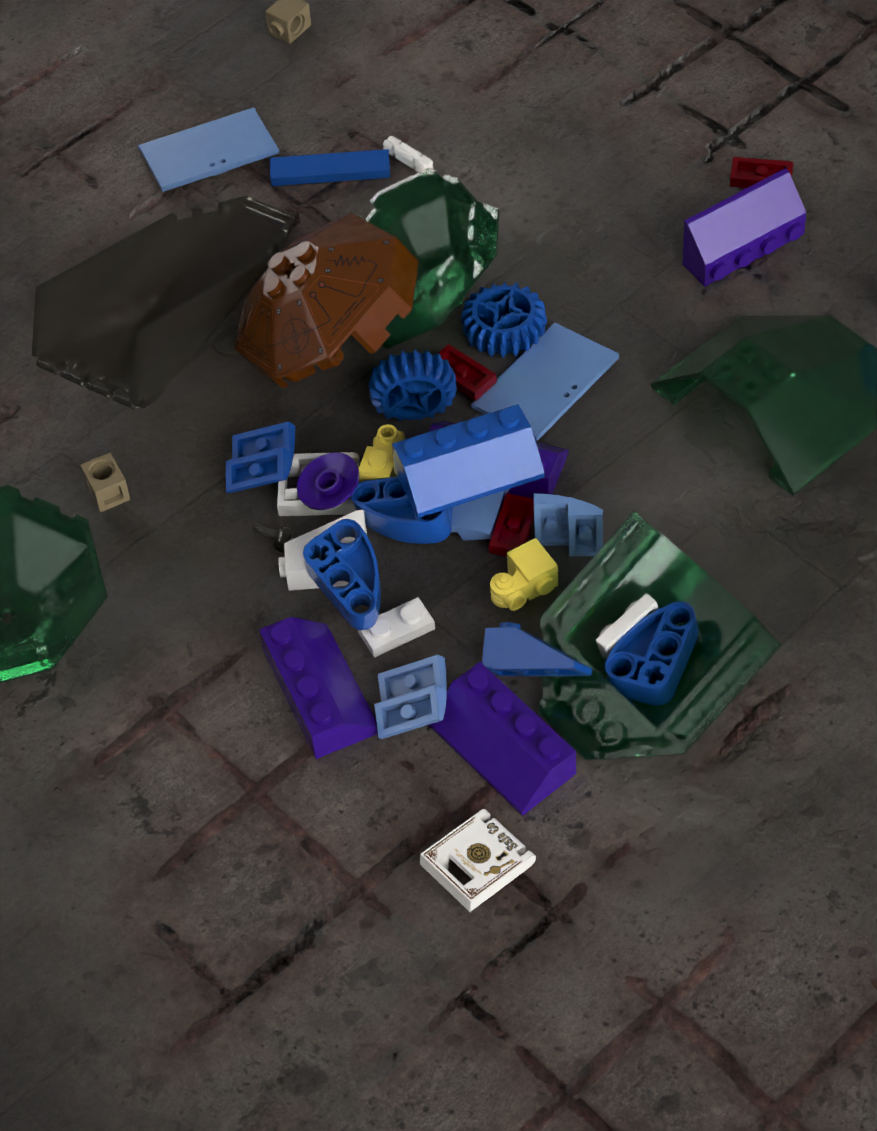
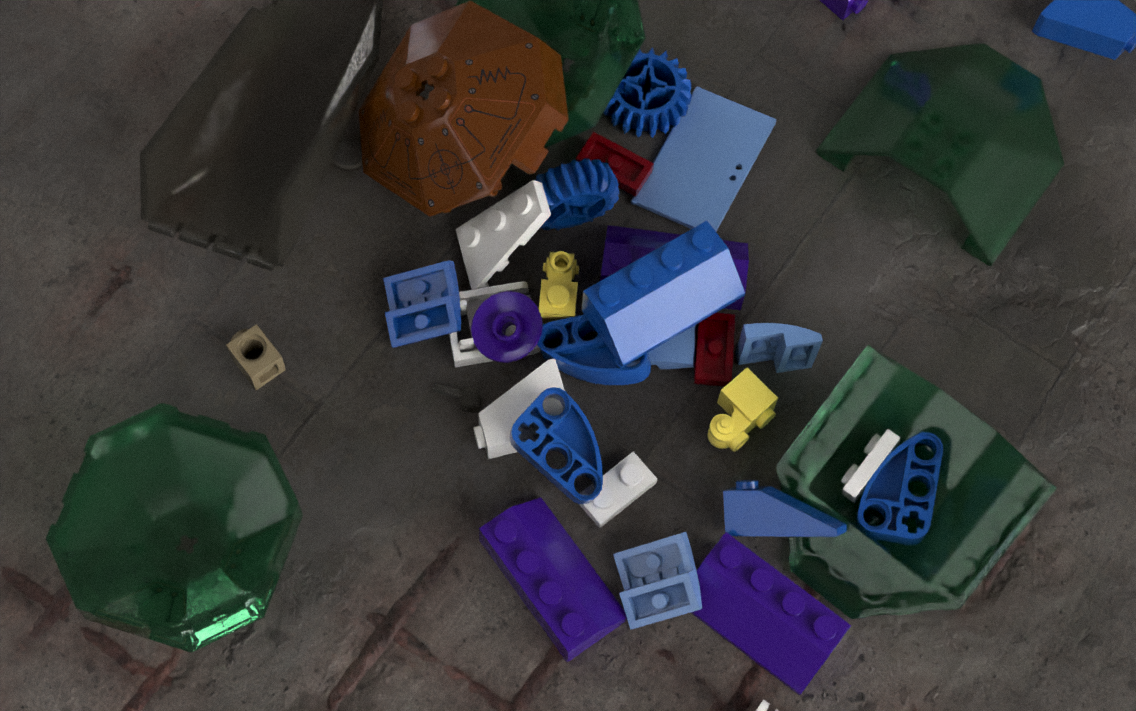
camera: 20 degrees left, 15 degrees up
(346, 400) = (499, 230): none -> white wing

